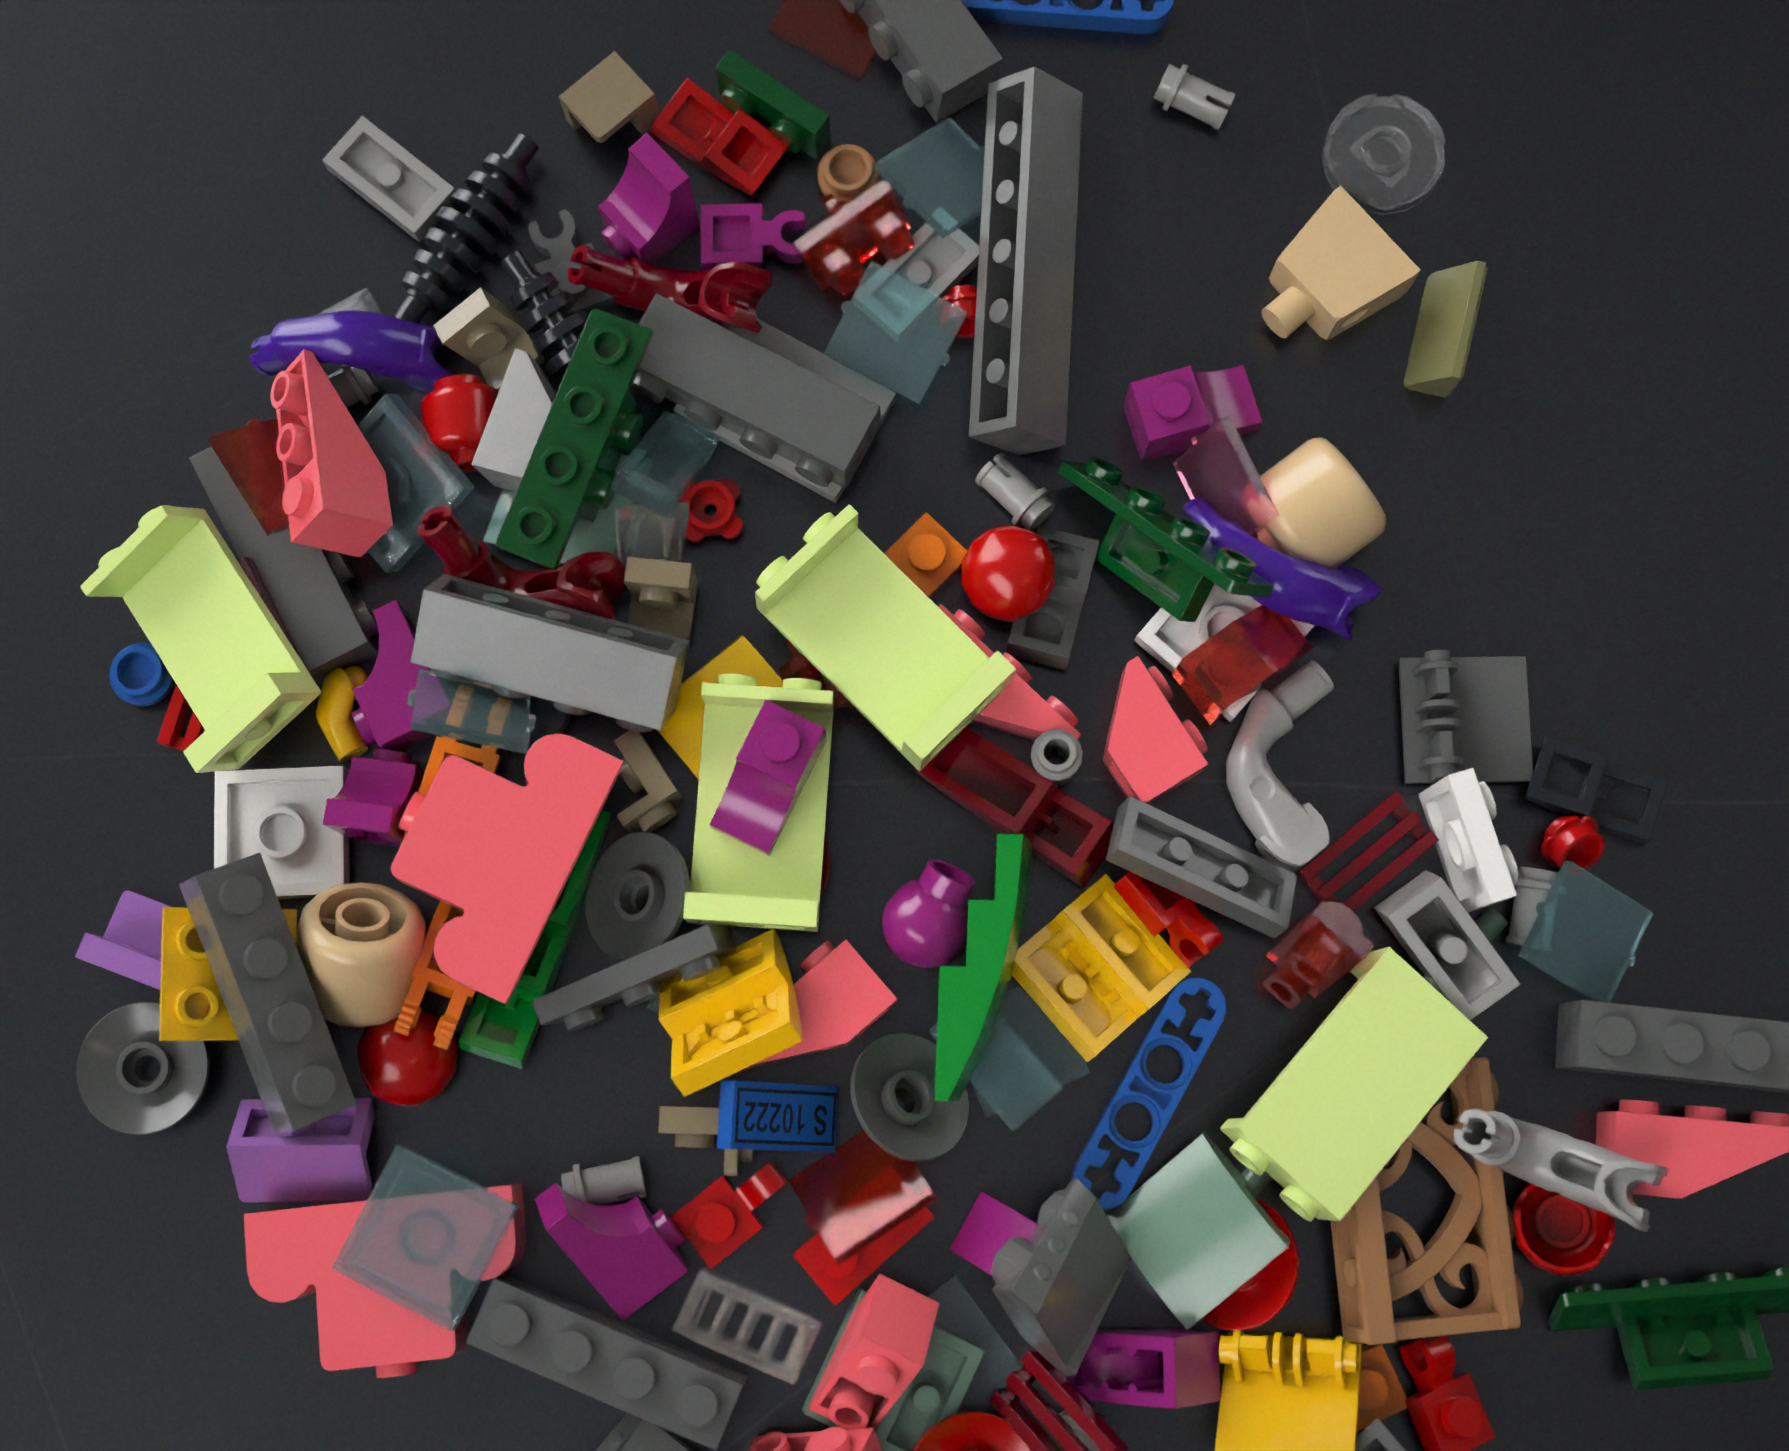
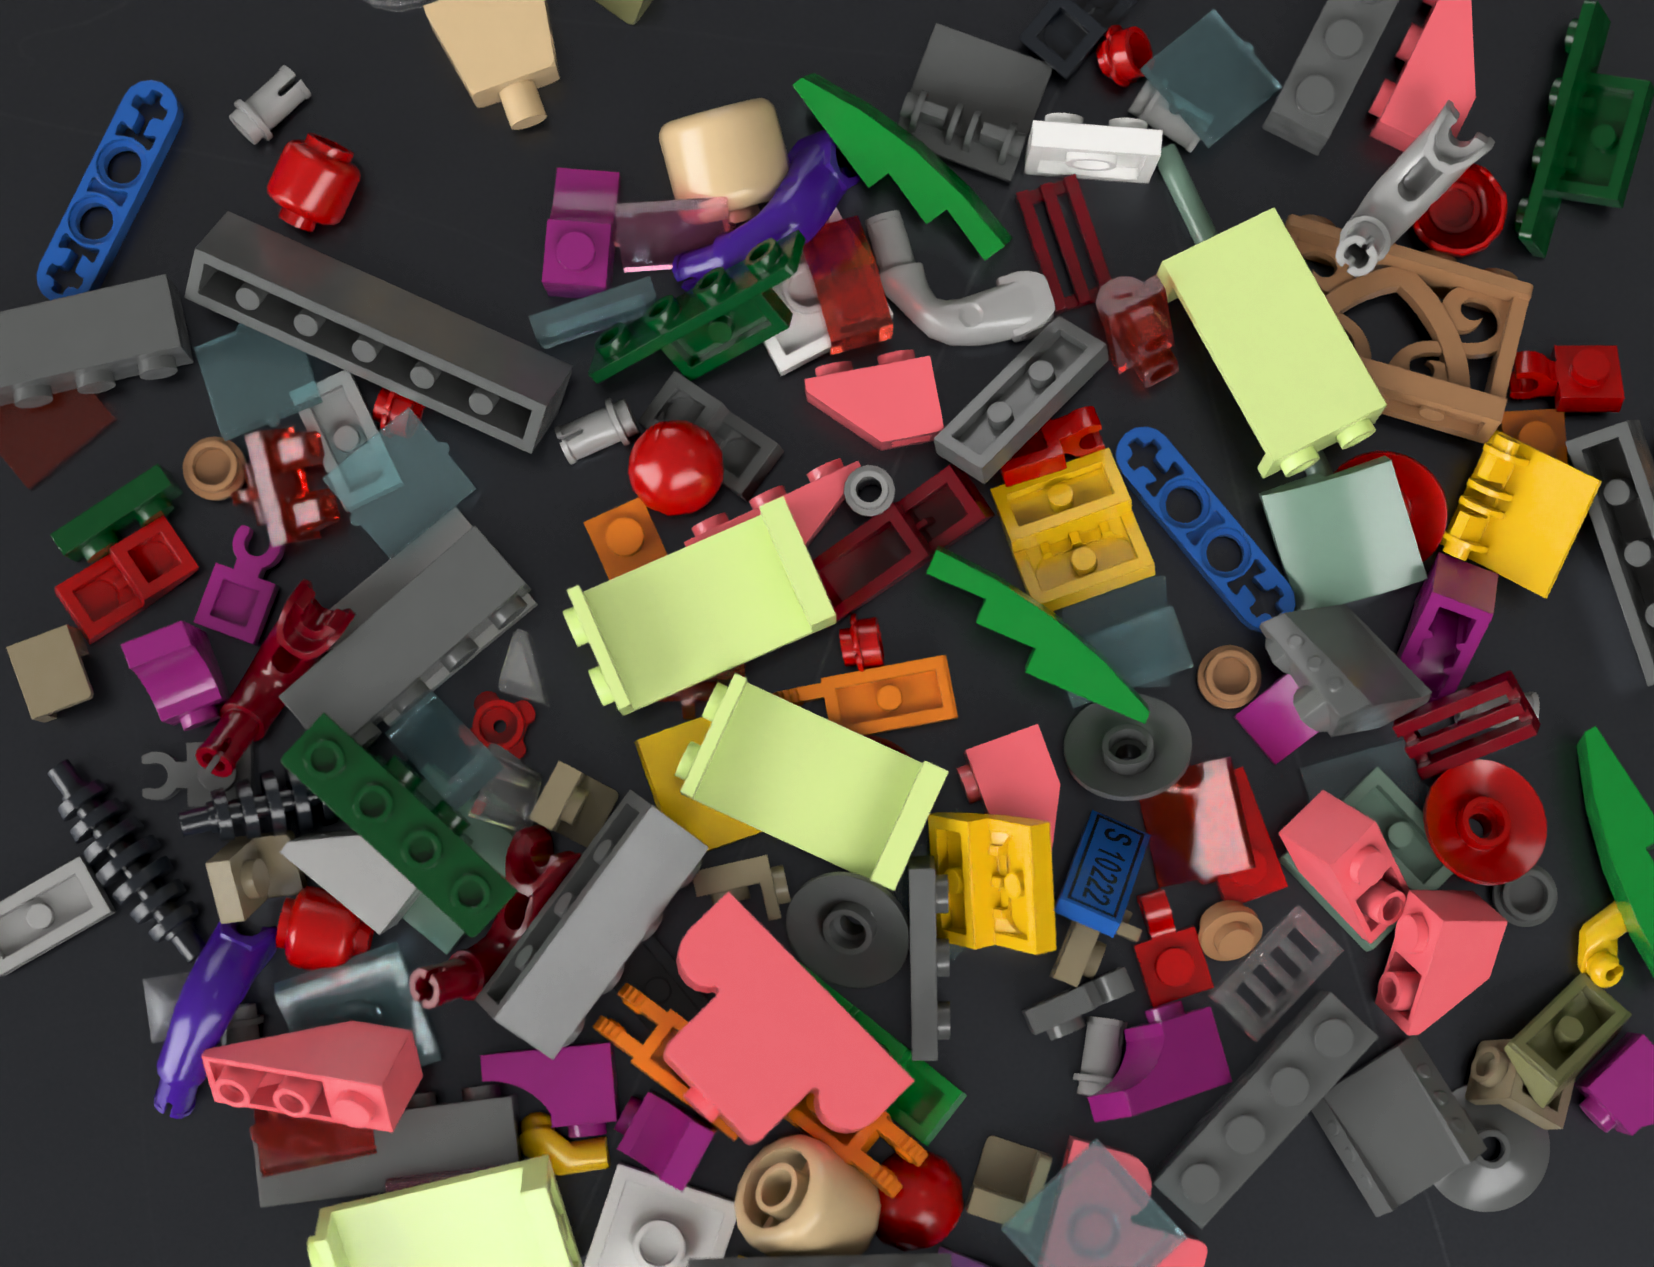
camera: 70 degrees left, 5 degrees up
(455, 1136) = (1006, 1178): none -> dark tan panel
(470, 712) = (624, 1019): clear light blue piece -> none
(634, 1130) = (1062, 1012): none -> dark grey plate
(768, 508) = (521, 671): none -> clear slope
(768, 777) = (791, 764): magenta arch -> none
(770, 1263) = (1229, 930): none -> medium nougat plate
(866, 841) = (884, 696): none -> orange hinge
(912, 809) = (862, 643): none -> red plate
(929, 916) = (971, 665): magenta piece -> none
(1016, 1171) = (1229, 677): none -> medium nougat plate
(1121, 444) = (593, 313): none -> clear light blue tile
(1140, 158) = (313, 182): none -> red head
(1385, 649) = (882, 147): none -> green slope
(1446, 944) = (1175, 208): light grey slope -> none

